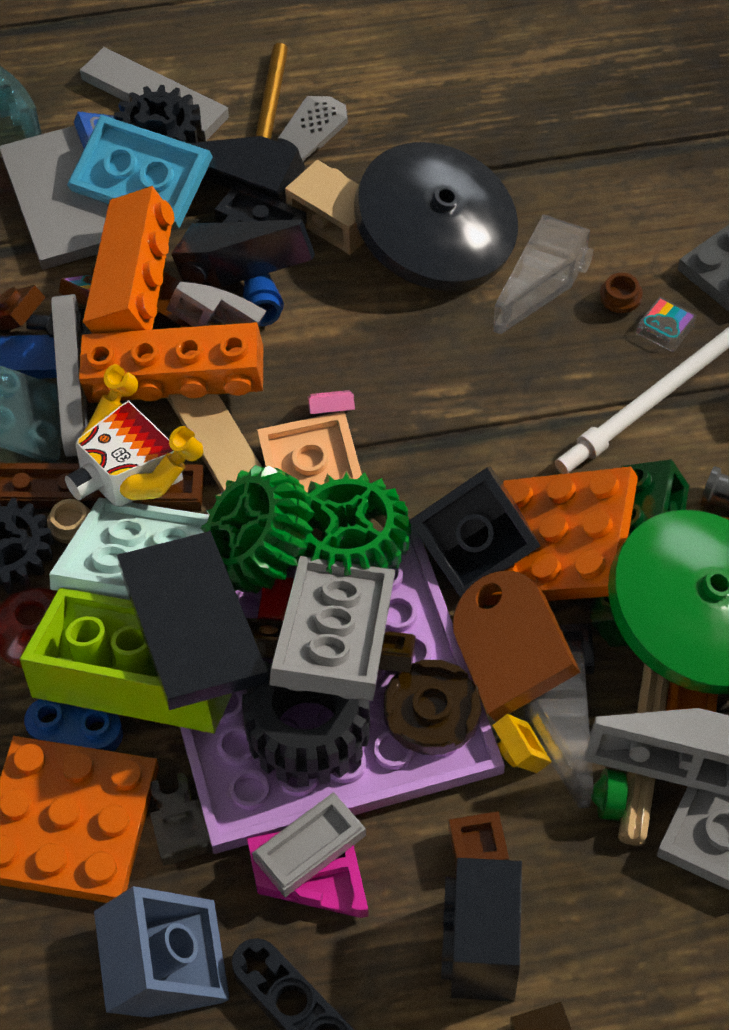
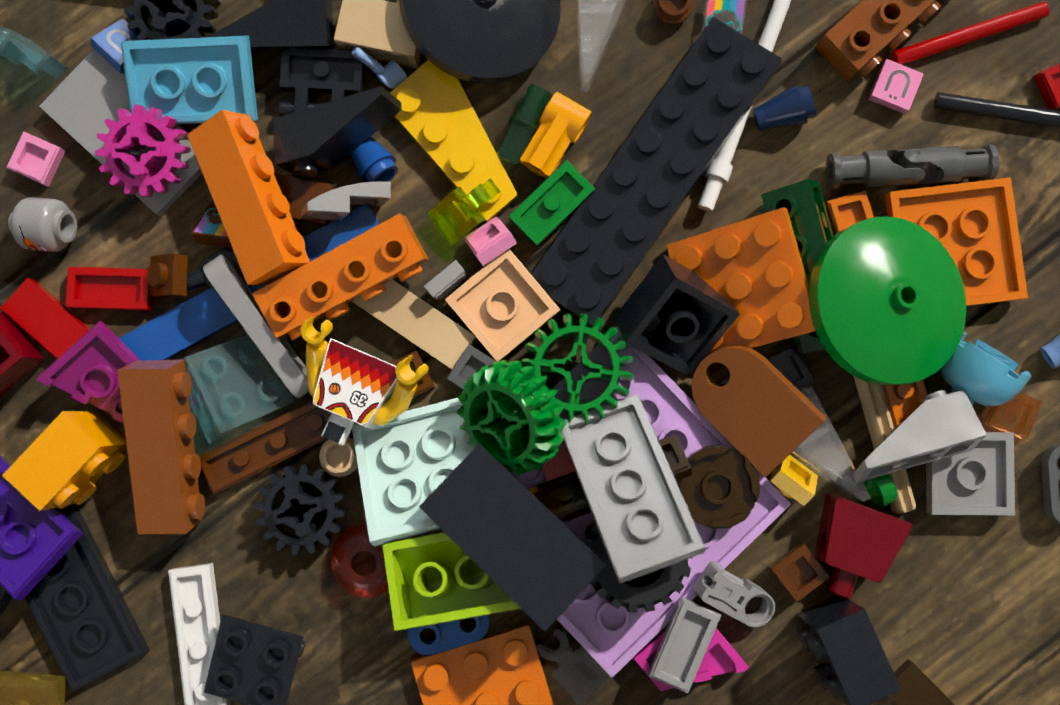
camera: 30 degrees left, 30 degrees up
(63, 201) = (138, 136): none -> dark pink gear
(266, 413) = (446, 281): none -> light grey tile
(316, 364) = (459, 211): none -> clear neon green plate
(322, 243) = (389, 75): none -> light blue hand
(347, 310) = (450, 133): none -> yellow wing
(390, 823) = (732, 594): none -> light grey piece
(409, 400) = (551, 203): none -> green plate
(421, 329) = (524, 124): none -> clear green axle
(455, 340) = (560, 126): none -> light orange piece
(529, 412) = (655, 170): none -> black plate
(563, 837) = (857, 542): none -> dark red torso
(687, 416) = (786, 109): none -> dark blue cone

